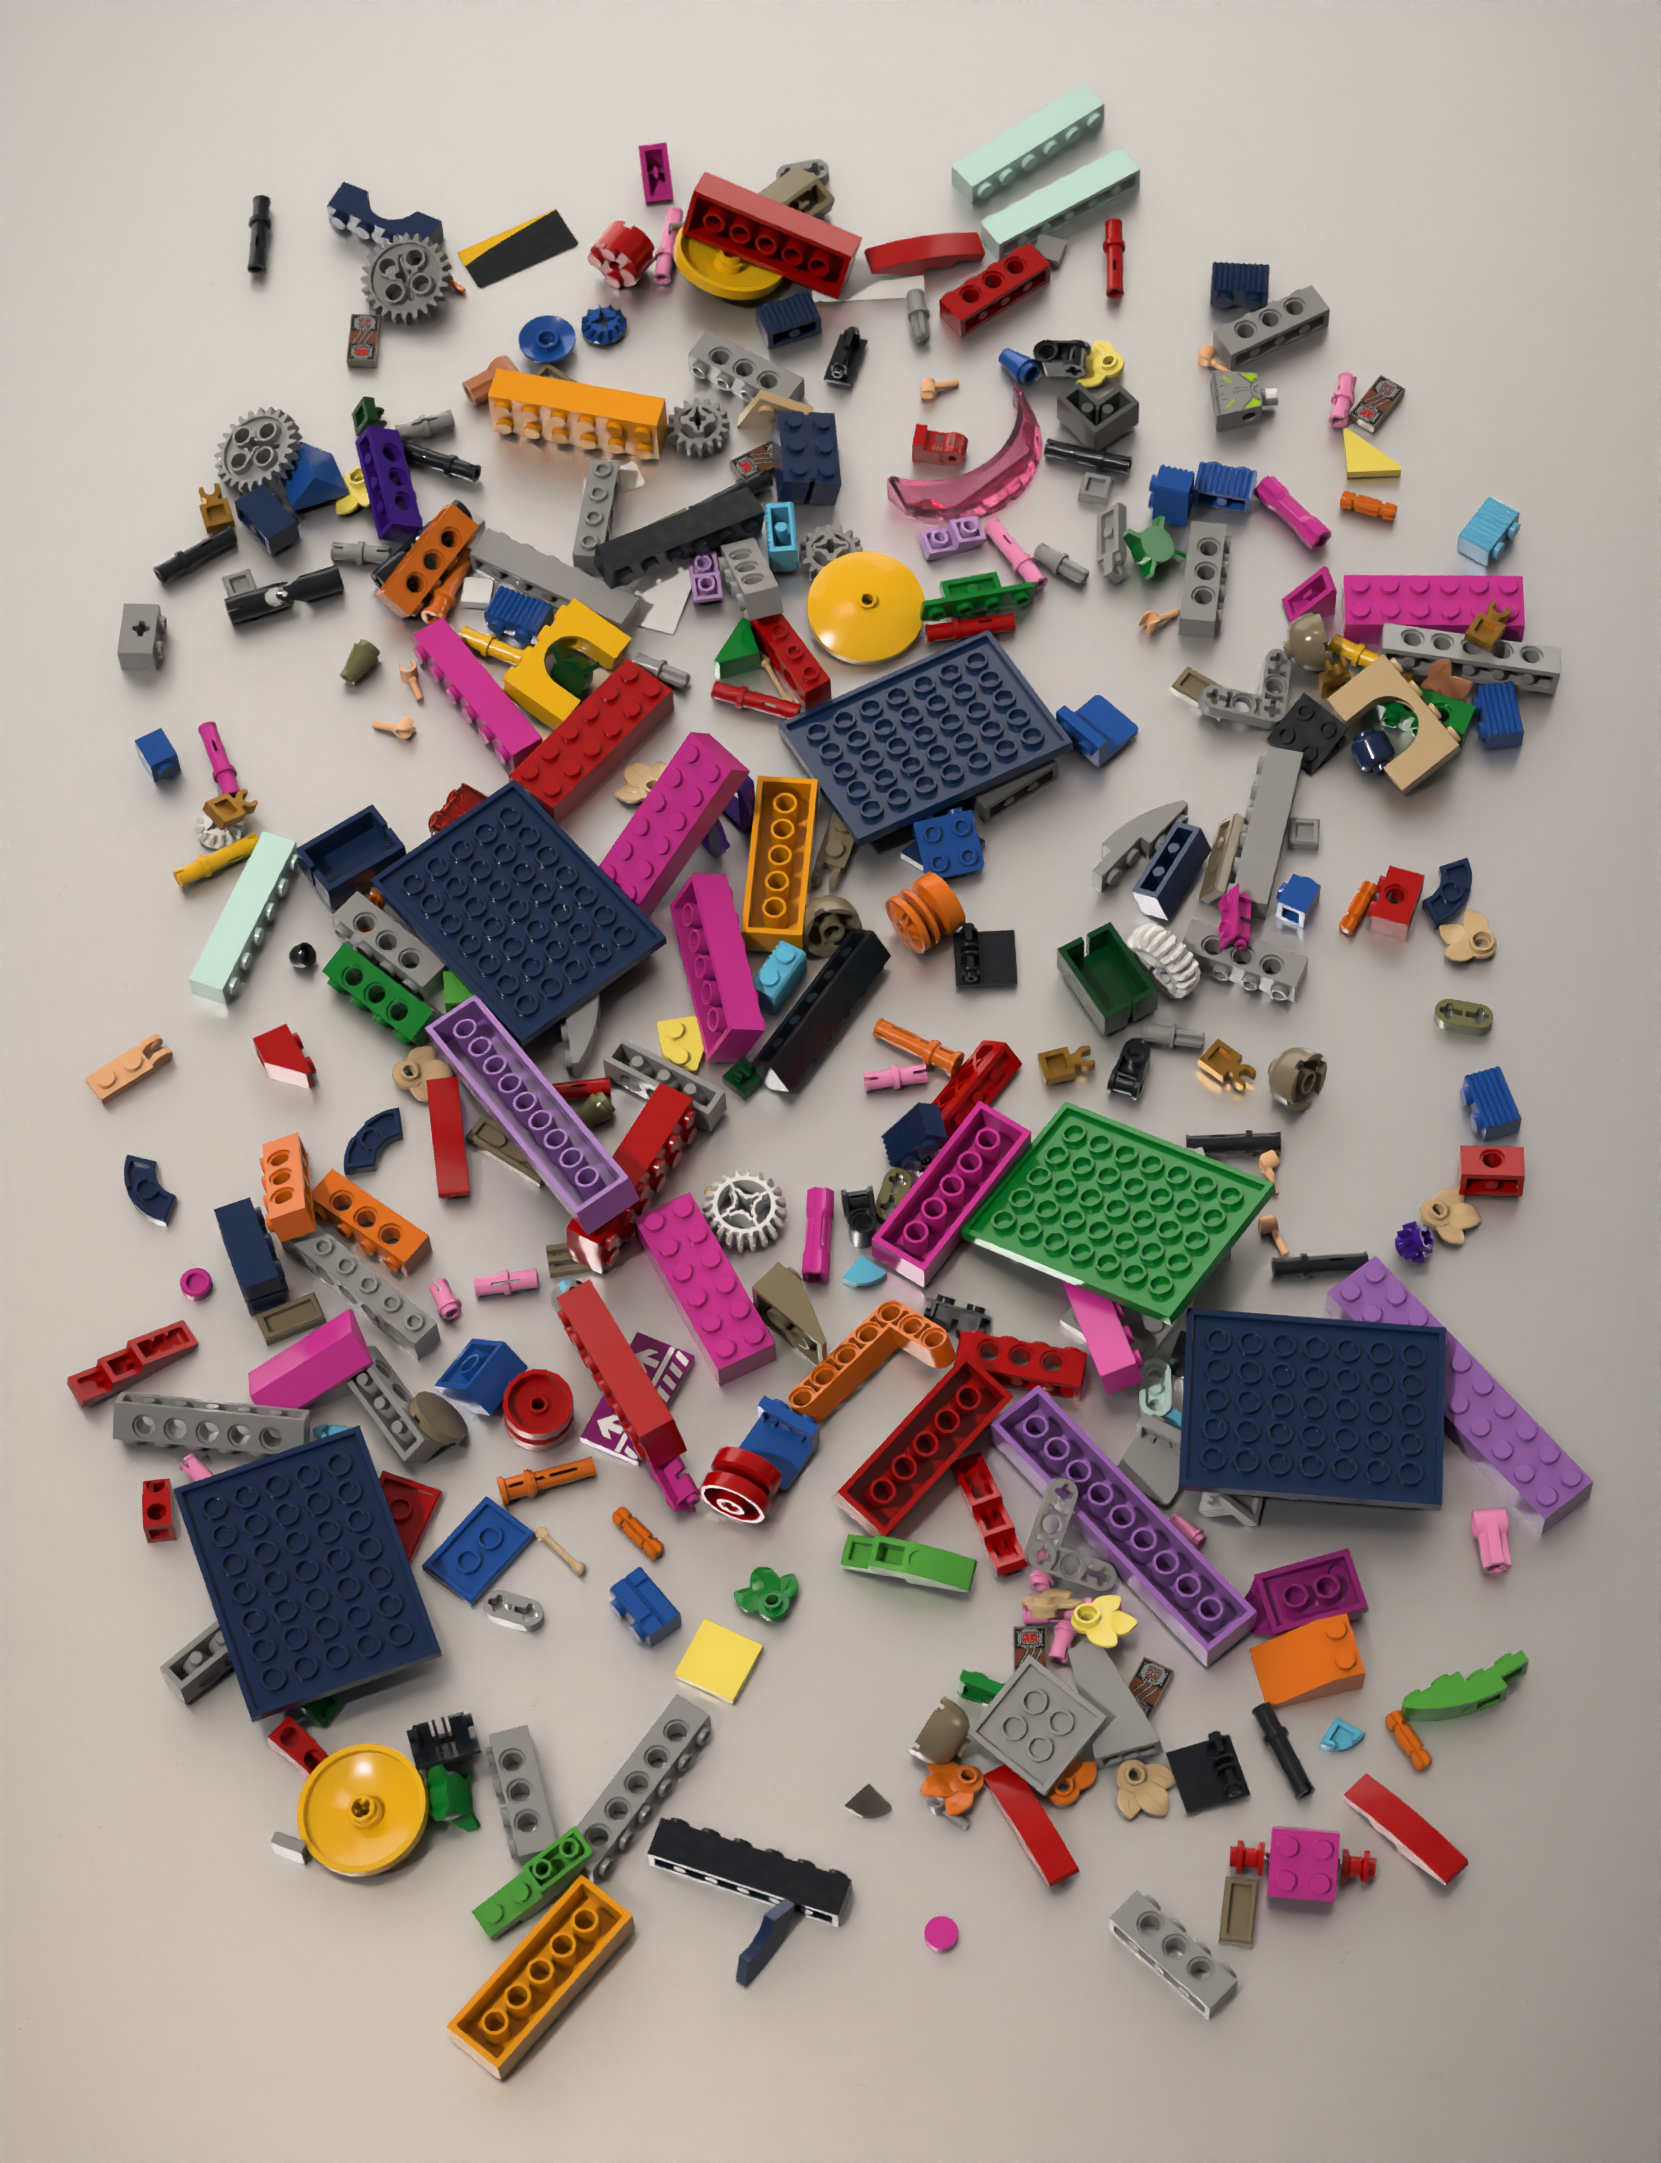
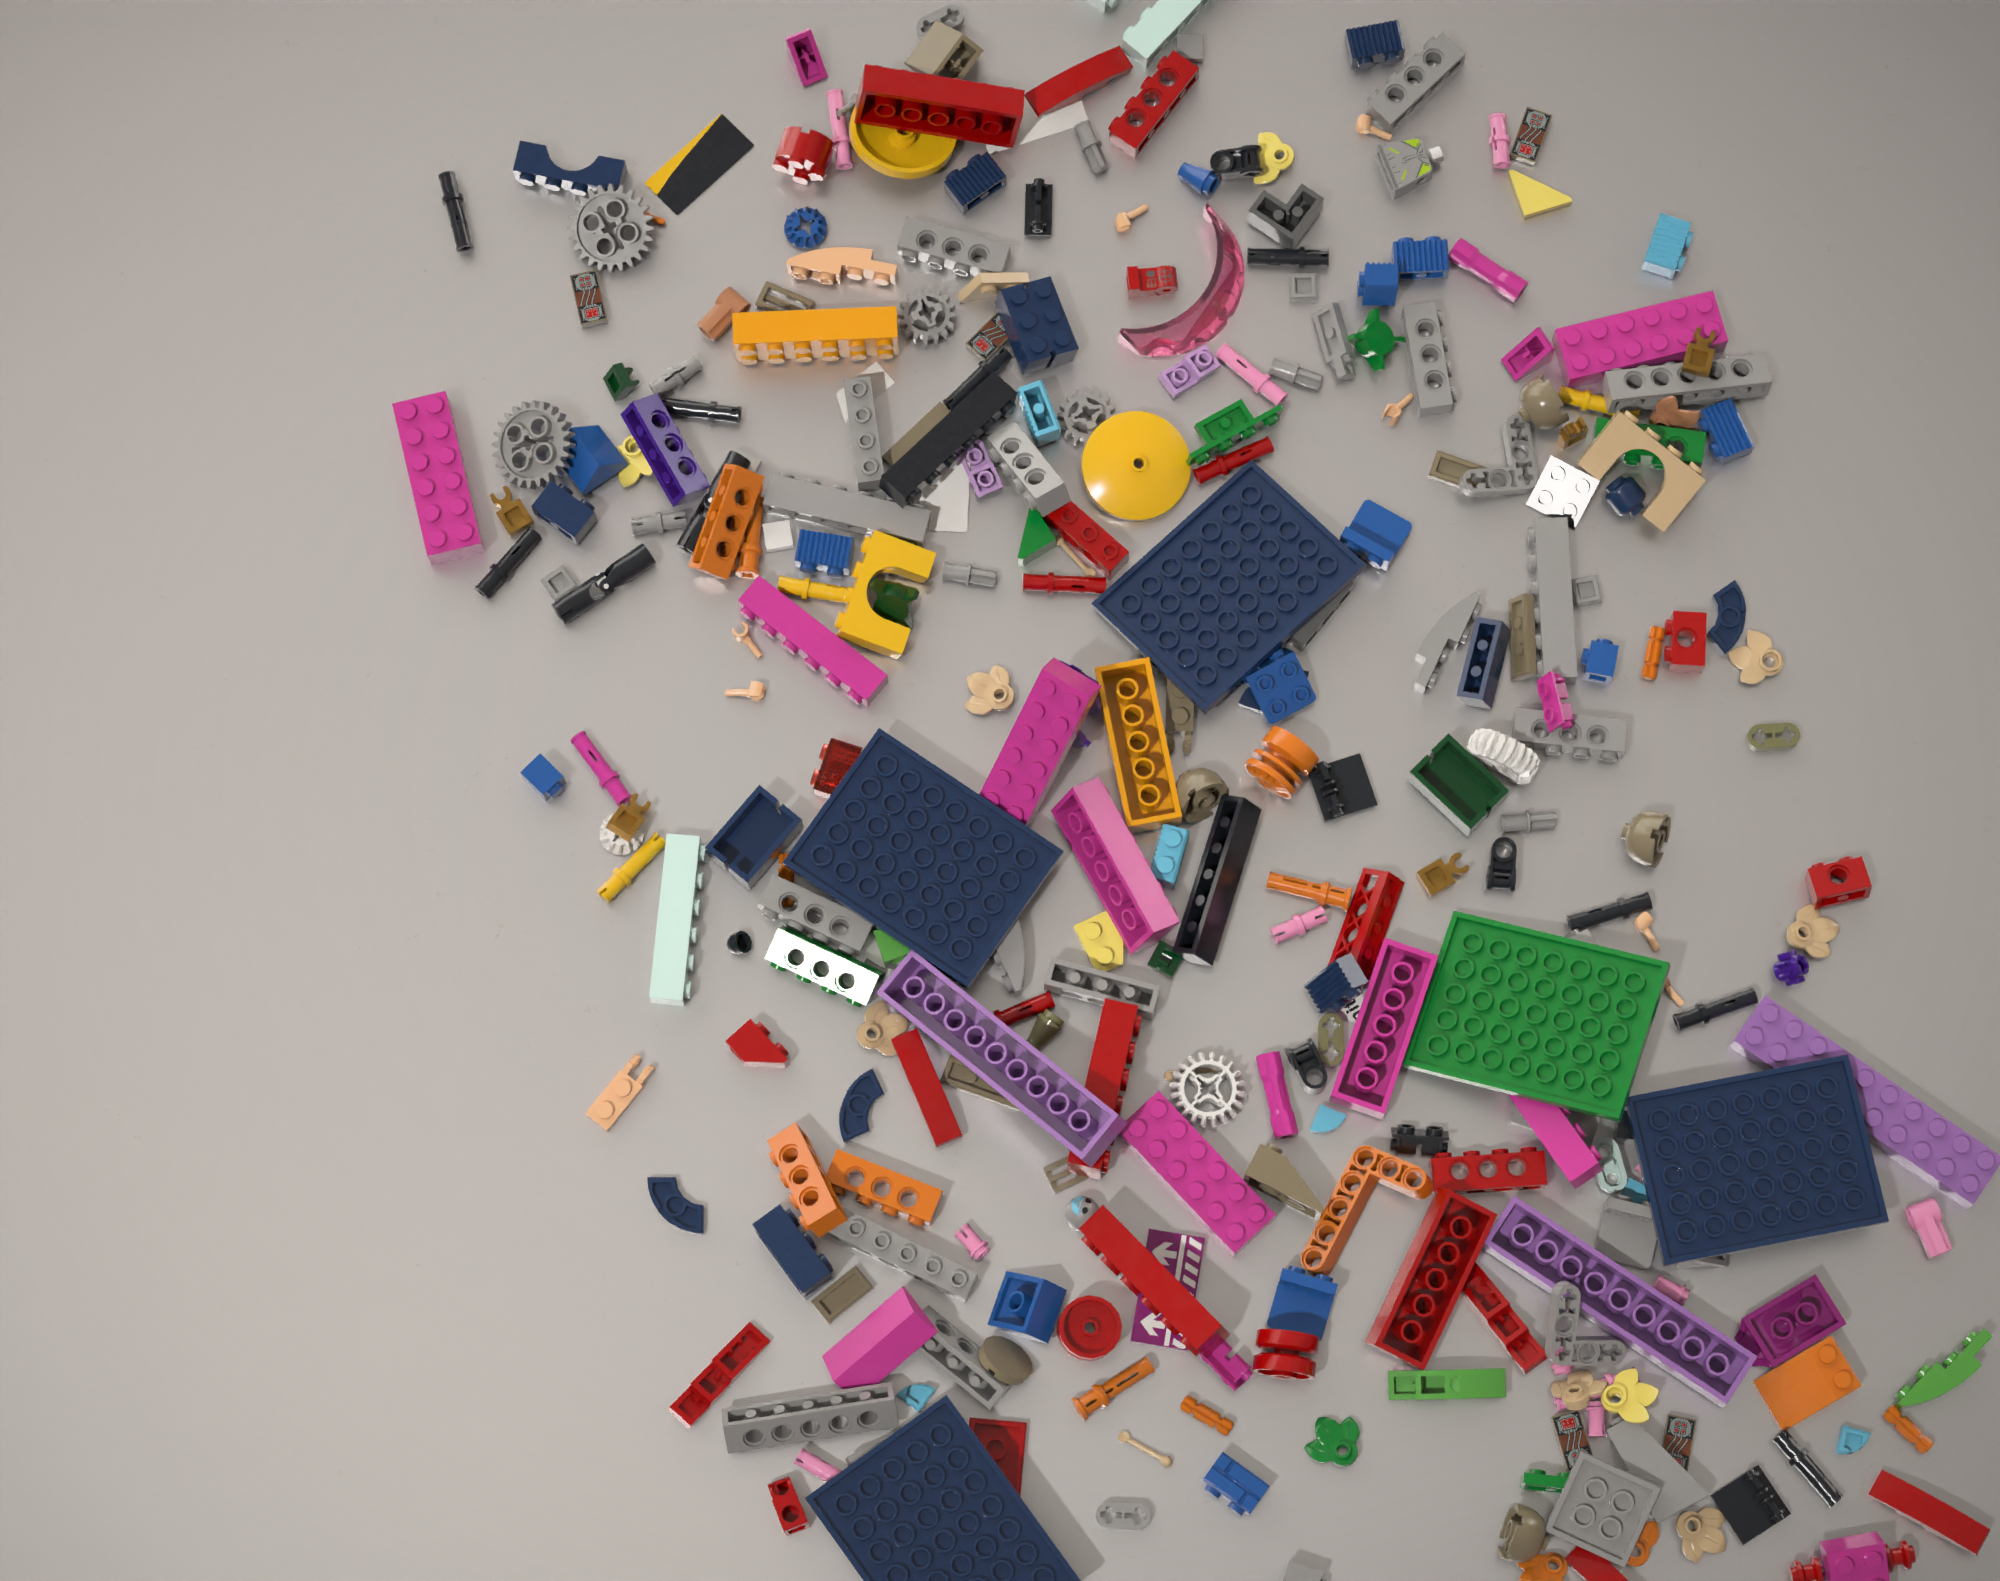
camera: 15 degrees left, 15 degrees up
(141, 636) = (479, 647): light grey brick -> none
(153, 462) = (438, 478): none -> dark pink brick
(196, 1284) = (749, 1284): dark pink tile -> none
(360, 660) = (694, 635): olive cone -> none
(478, 1551) = (1075, 1468): blue tile -> none
(528, 1278) = (1020, 1212): bright pink pin -> none
(544, 331) = (757, 247): blue dish -> none
(594, 740) = (931, 664): red brick -> none
(621, 359) = (831, 263): none -> light nougat slope
(718, 1661) = (1311, 1514): light yellow tile -> none
(1114, 248) = (1249, 32): red pin -> none
(1225, 1062) = (1579, 836): pearl gold plate -> none
(1368, 505) = (1552, 244): orange axle -> none
(1490, 1103) = (1819, 817): blue brick -> none

